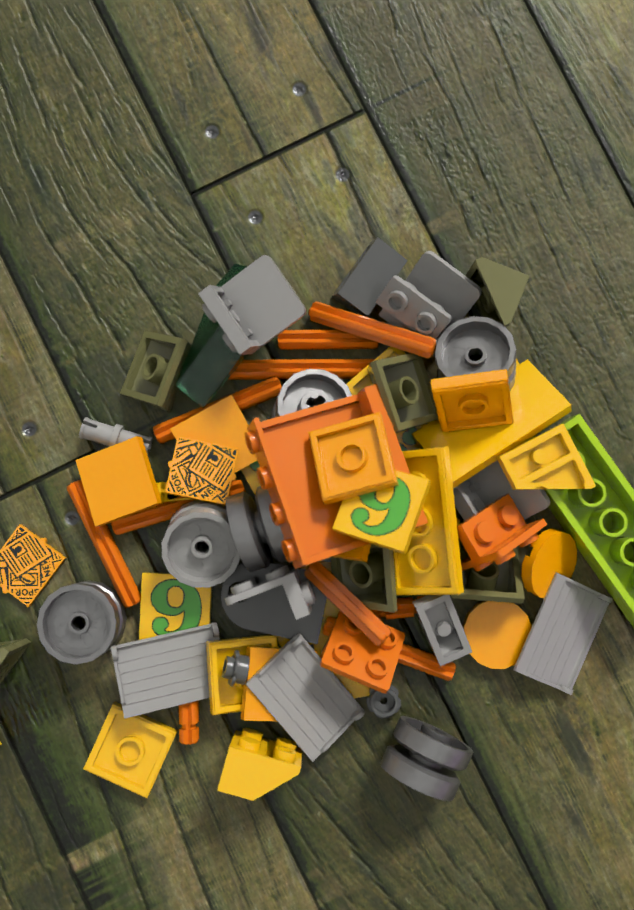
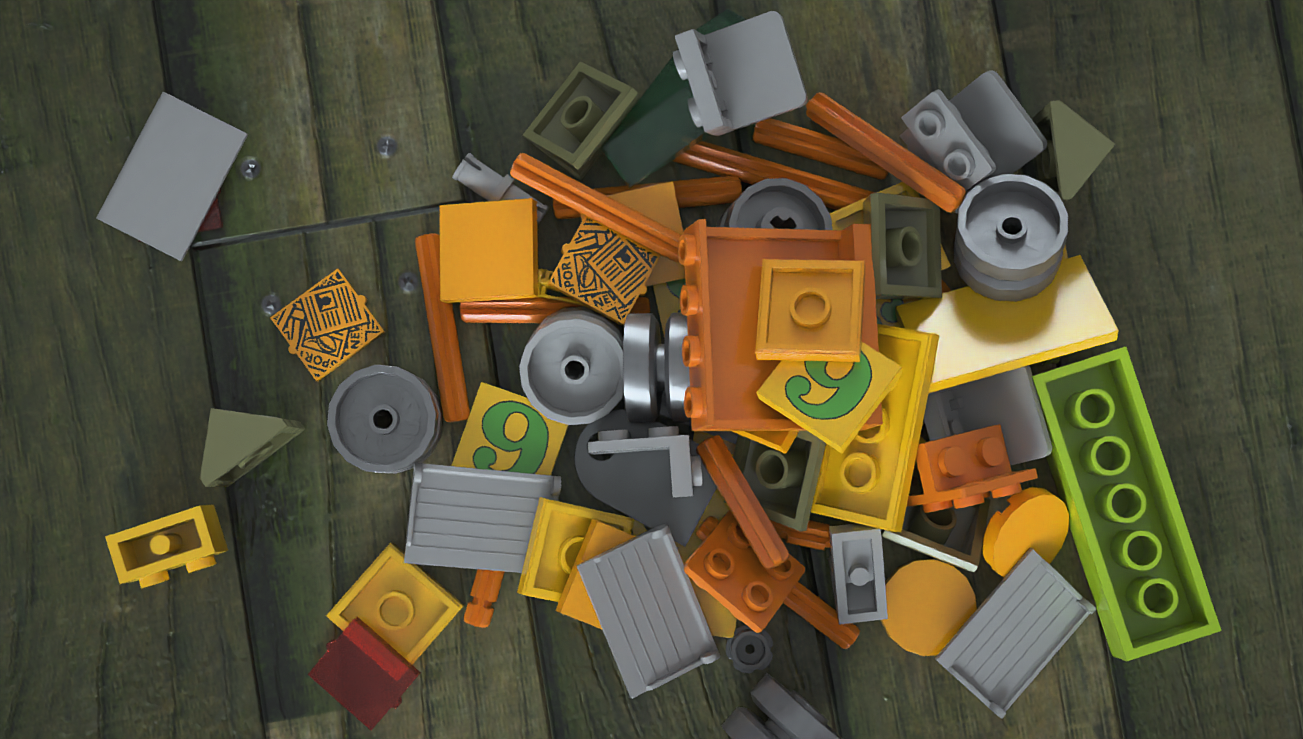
camera: 15 degrees right, 0 degrees up
(121, 801) = (364, 673): none -> clear red piece
(181, 427) = (596, 205): none -> orange axle
(236, 668) = (571, 542): dark grey plate -> none
(258, 764) = (559, 678): yellow slope -> none
(369, 277) = (902, 82): dark grey hinge -> none
(473, 400) = (990, 285): light orange tile -> none
(546, 463) = (1061, 397): yellow wing -> none

